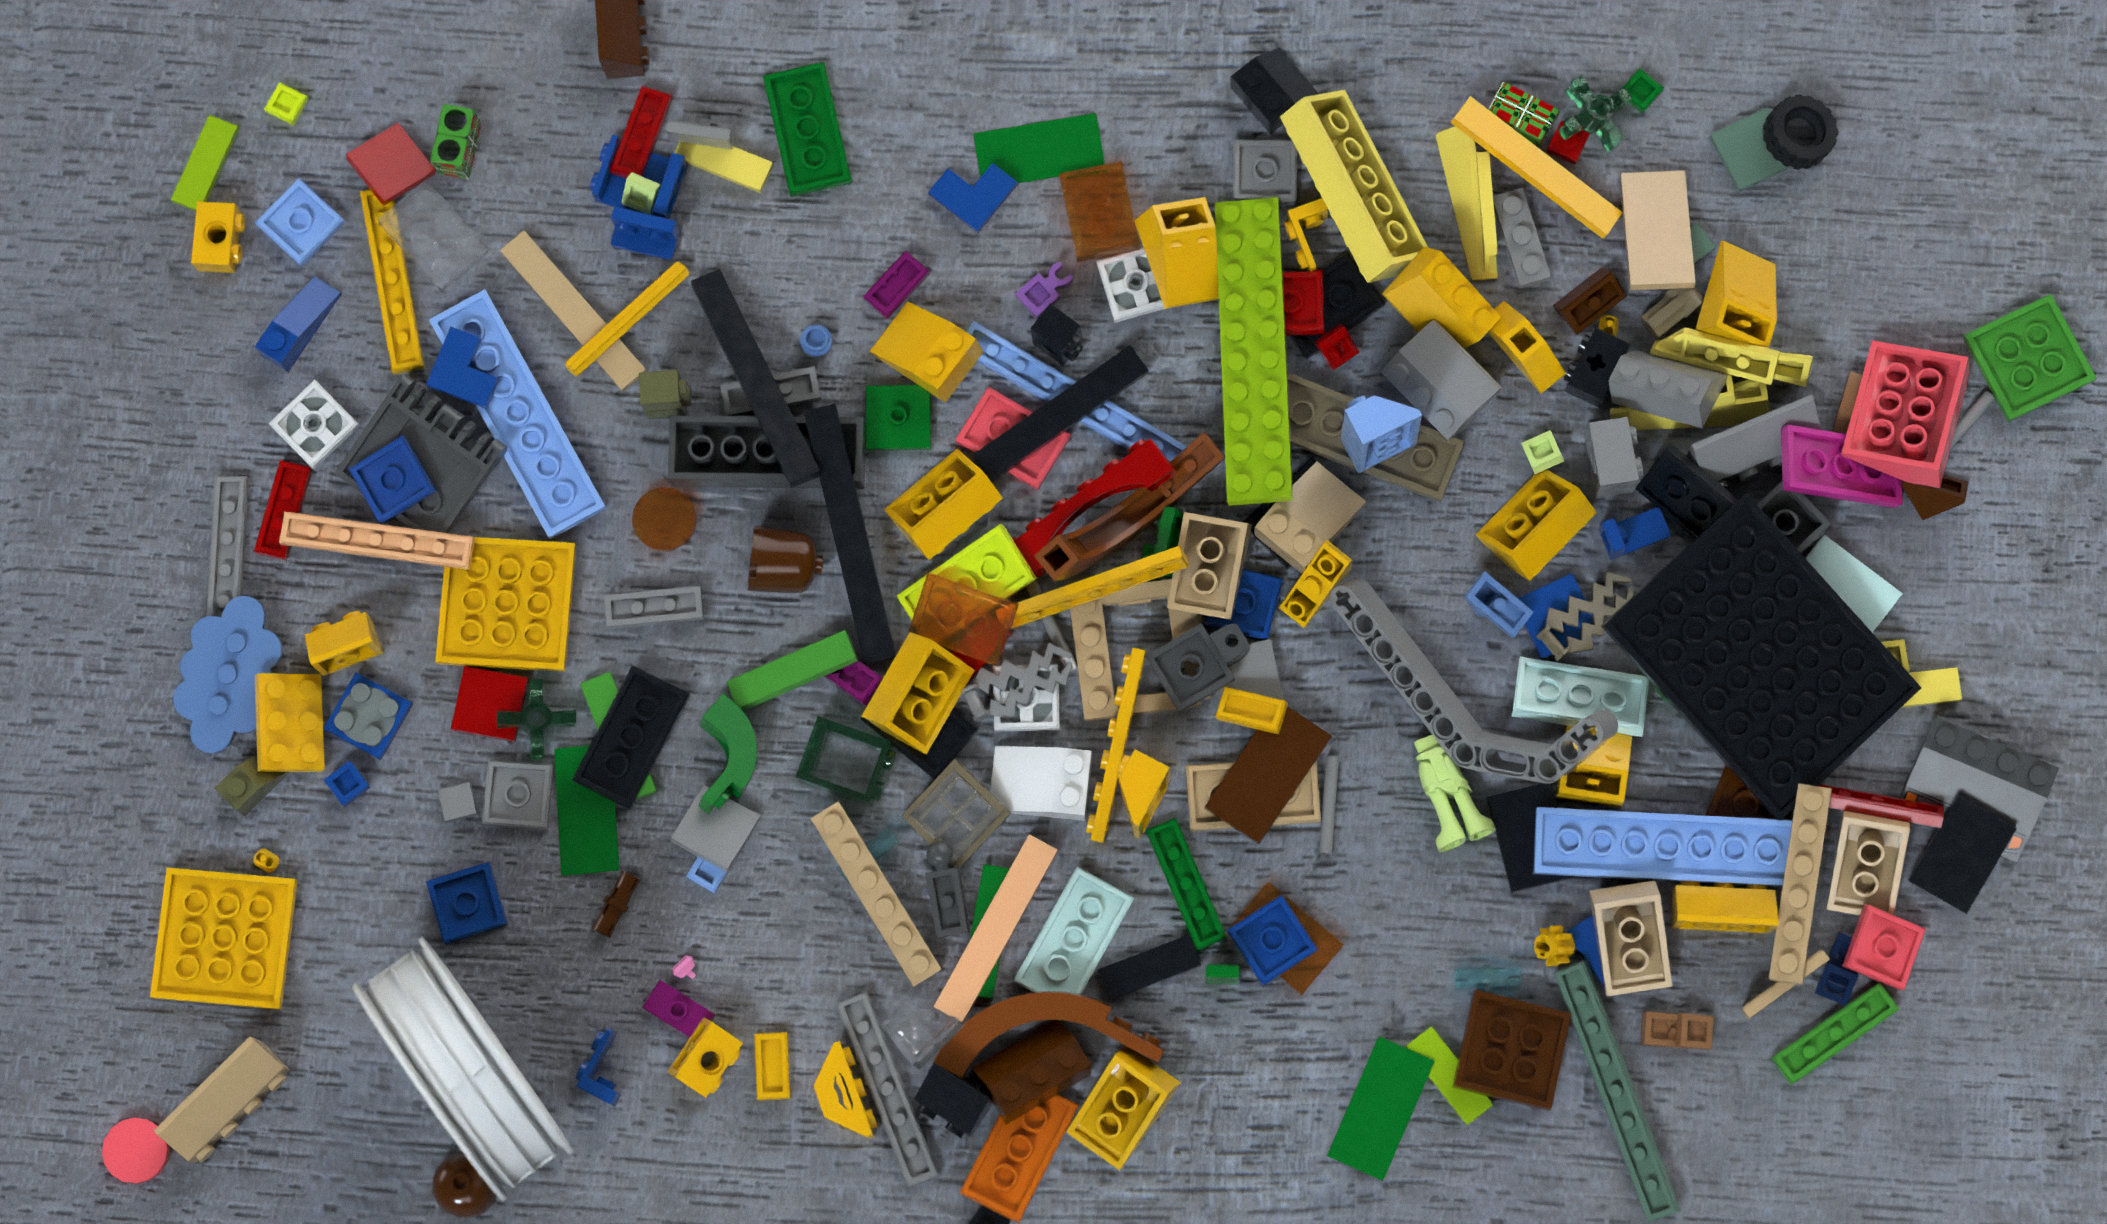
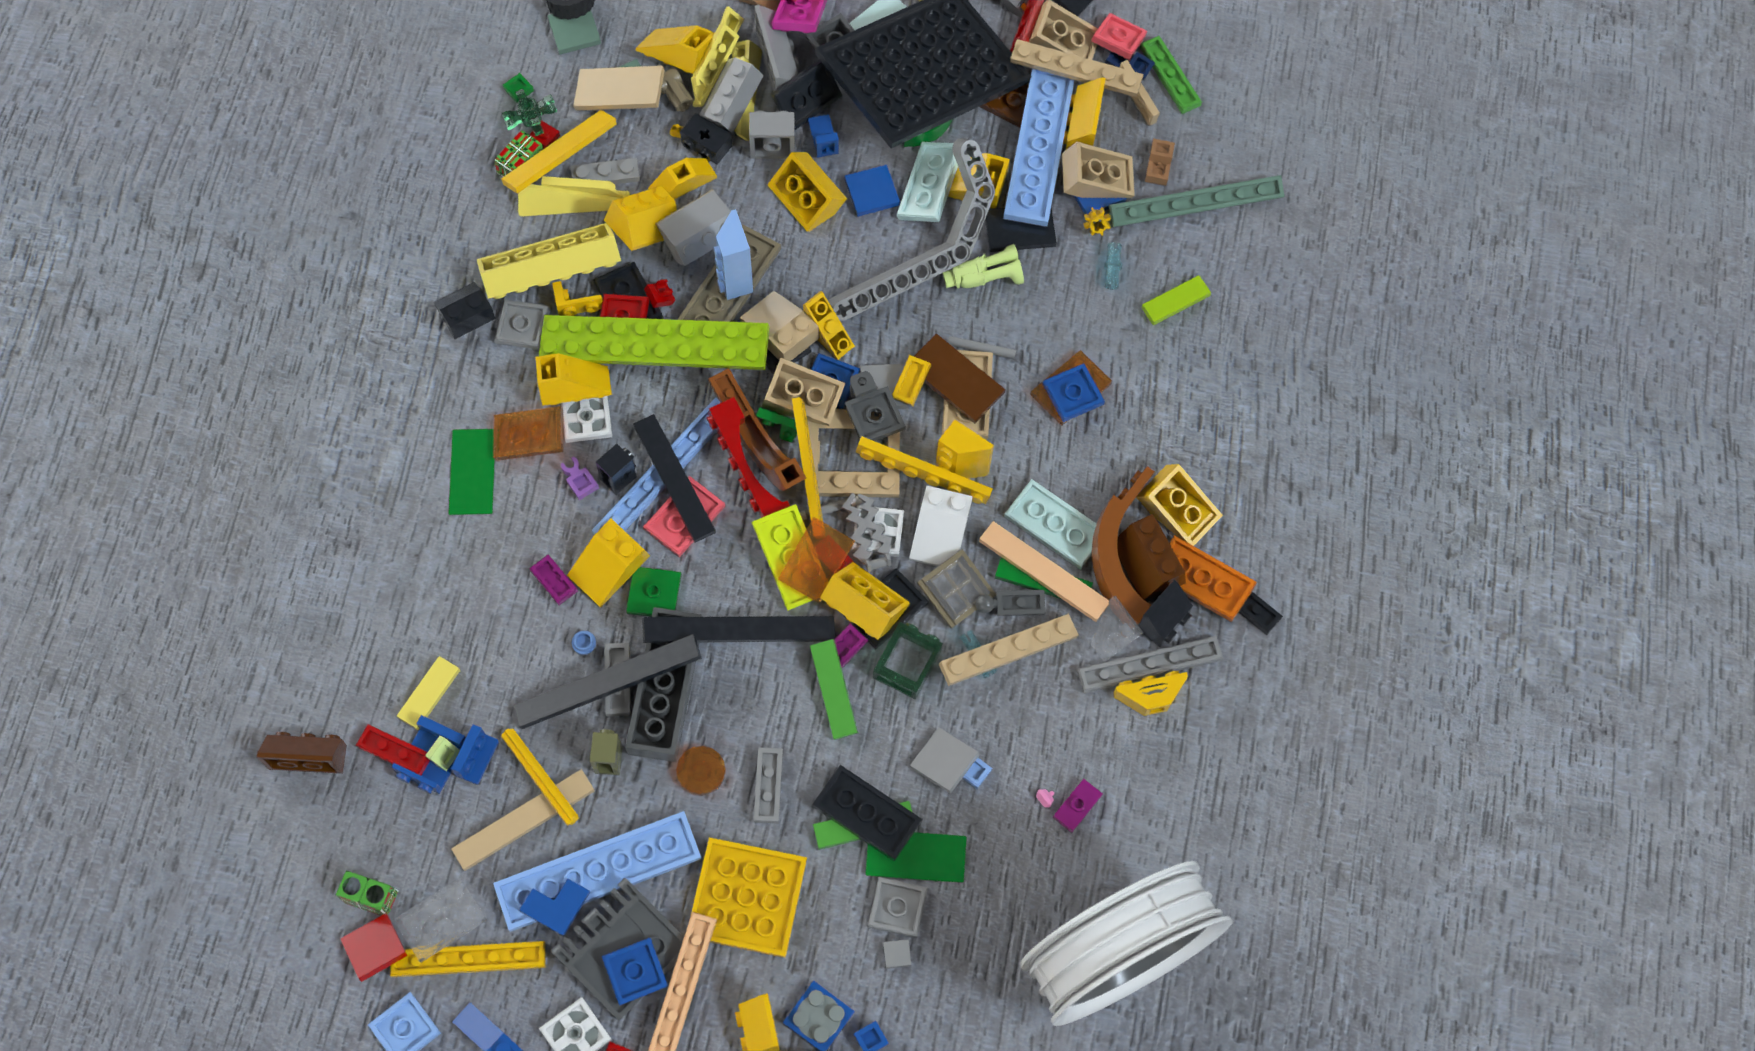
camera: 95 degrees left, 10 degrees down
(286, 104) = (302, 1029): neon yellow tile -> none
(461, 1188) = (1194, 982): reddish brown cylinder -> none
(466, 903) = (976, 956): blue tile -> none
(481, 697) = (823, 920): red tile -> none
(511, 719) = (823, 881): clear green pin -> none
(601, 1088) = (1118, 877): blue bracket -> none
(615, 904) = (991, 841): reddish brown pin -> none
(688, 1065) = (1116, 786): yellow brick -> none
(700, 134) = (406, 701): light grey tile -> none
(736, 735) = (889, 733): green arch -> none
(772, 1066) = (1125, 743): yellow tile -> none
(782, 561) = (750, 684): reddish brown cylinder -> none
(807, 129) = (418, 629): green tile -> none
(943, 504) = (725, 567): yellow slope -> none
(976, 203) = (502, 519): blue tile -> none
(1149, 967) = (1082, 477): black tile -> none
(1186, 884) = (1031, 444): green tile -> none
(1222, 974) = (1096, 423): green tile -> none
(1380, 1108) = (1194, 344): green sticker -> none
(1499, 605) = (862, 217): medium blue slope -> none
(1511, 1050) = (1164, 256): reddish brown plate -> none
(1542, 452) = (758, 179): yellowish green plate -> none
(1590, 300) = (656, 139): reddish brown slope -> none
(1596, 607) = (873, 163): dark tan piece -> none

